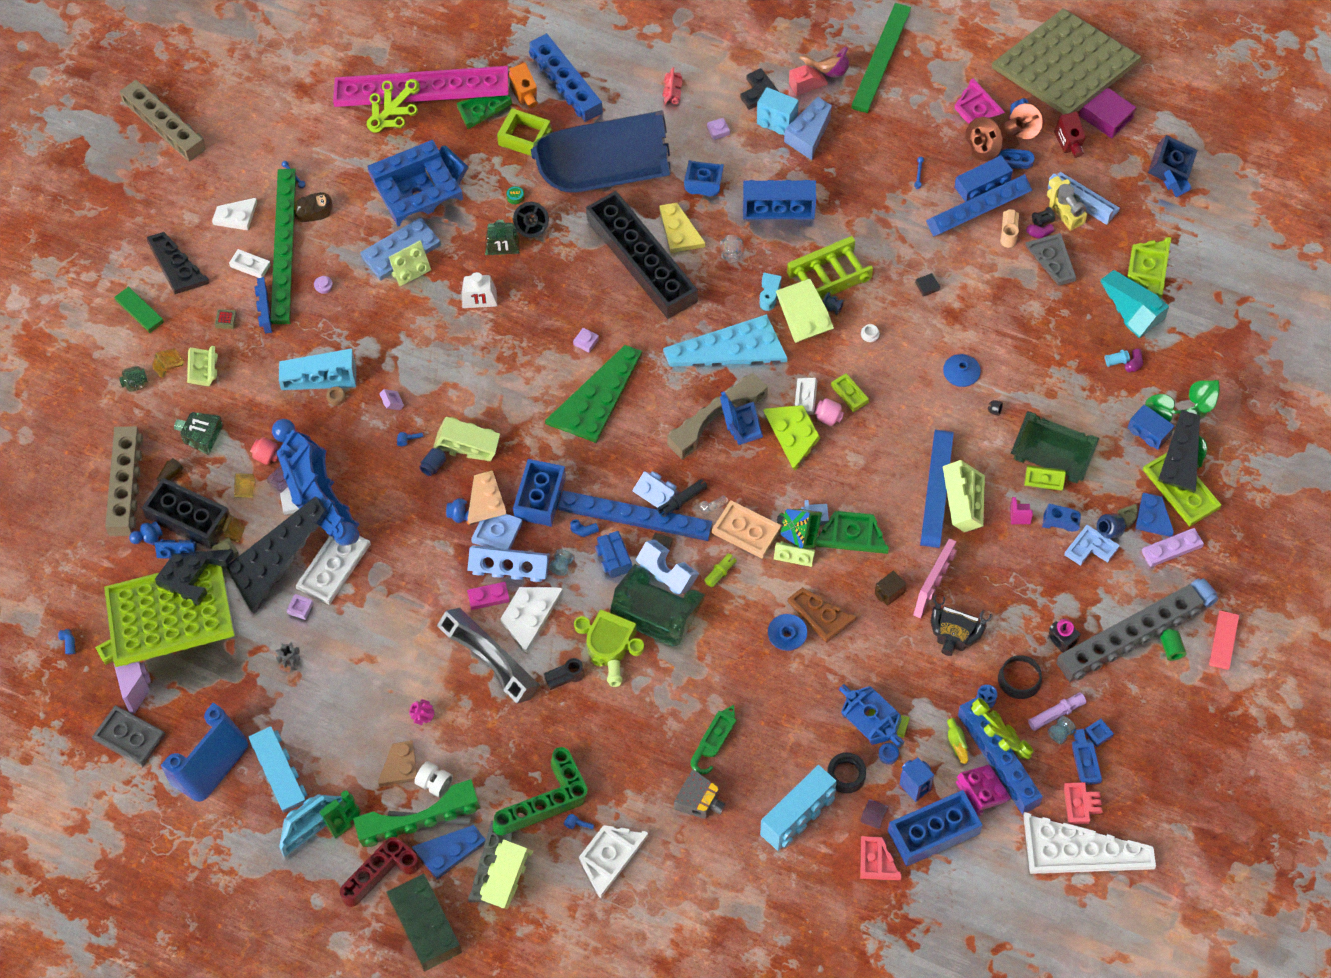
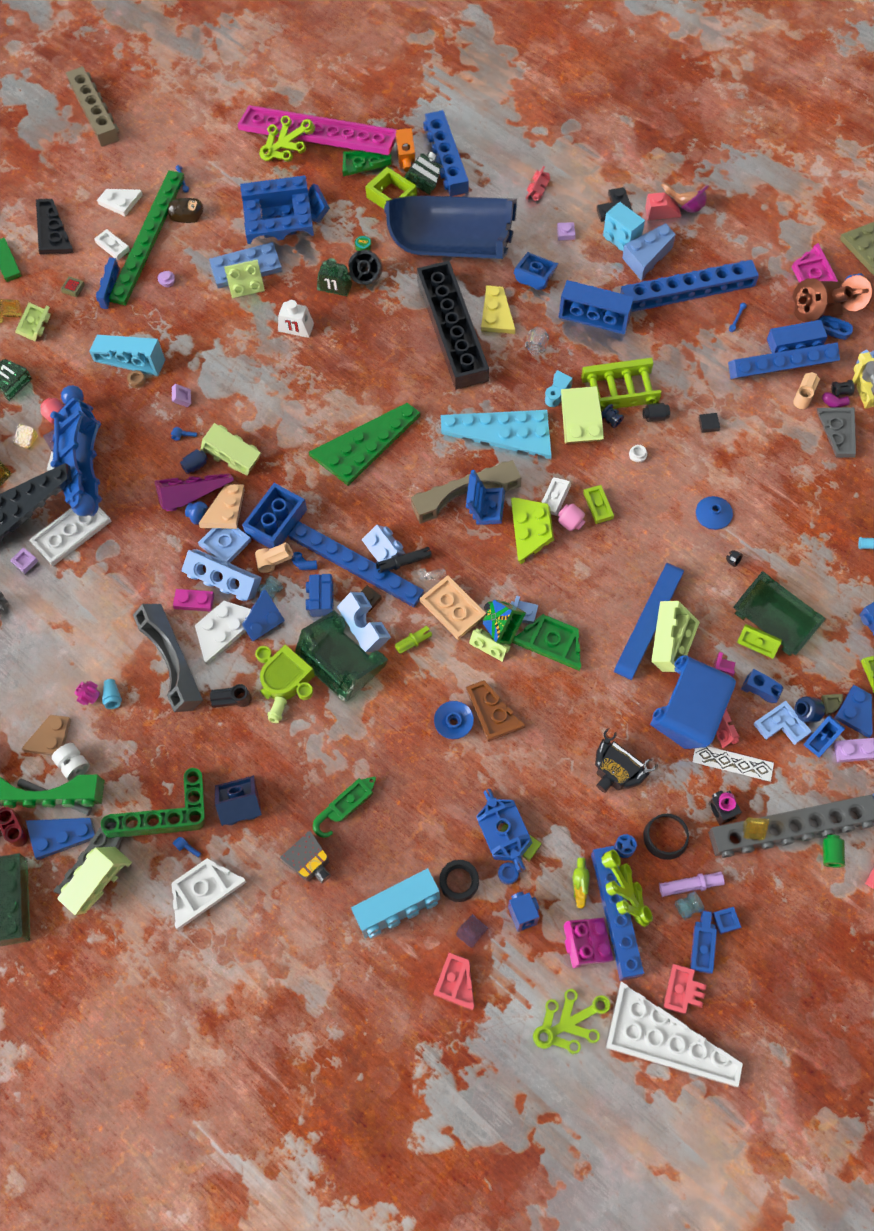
camera: 20 degrees right, 5 degrees up
(430, 497) = (177, 493): none -> magenta wedge
(447, 709) = (111, 696): none -> medium azure cone
(548, 534) = (268, 558): none -> light nougat piece
(552, 104) = (424, 172): none -> clear green torso
(565, 591) = (262, 617): none -> blue wing
(586, 340) = (374, 389): lavender plate -> none
(611, 765) = (237, 801): none -> dark blue slope
(864, 152) = (692, 285): none -> blue brick
(873, 288) = (656, 412): none -> black brick
(881, 58) = (738, 205): green tile -> none
(890, 588) = (568, 706): dark brown brick -> none
(934, 828) = (524, 969): blue brick -> none
(935, 577) = (615, 709): bright pink wing -> none
(990, 864) = (568, 1023): none -> lime plant
(1008, 550) = (695, 704): none -> blue windscreen
(1034, 562) = (727, 733): none -> coral hinge
(1057, 595) = (734, 762): none -> white sticker
(1098, 642) = (755, 828): none -> clear yellow slope
(1132, 546) = (824, 736): none -> blue slope

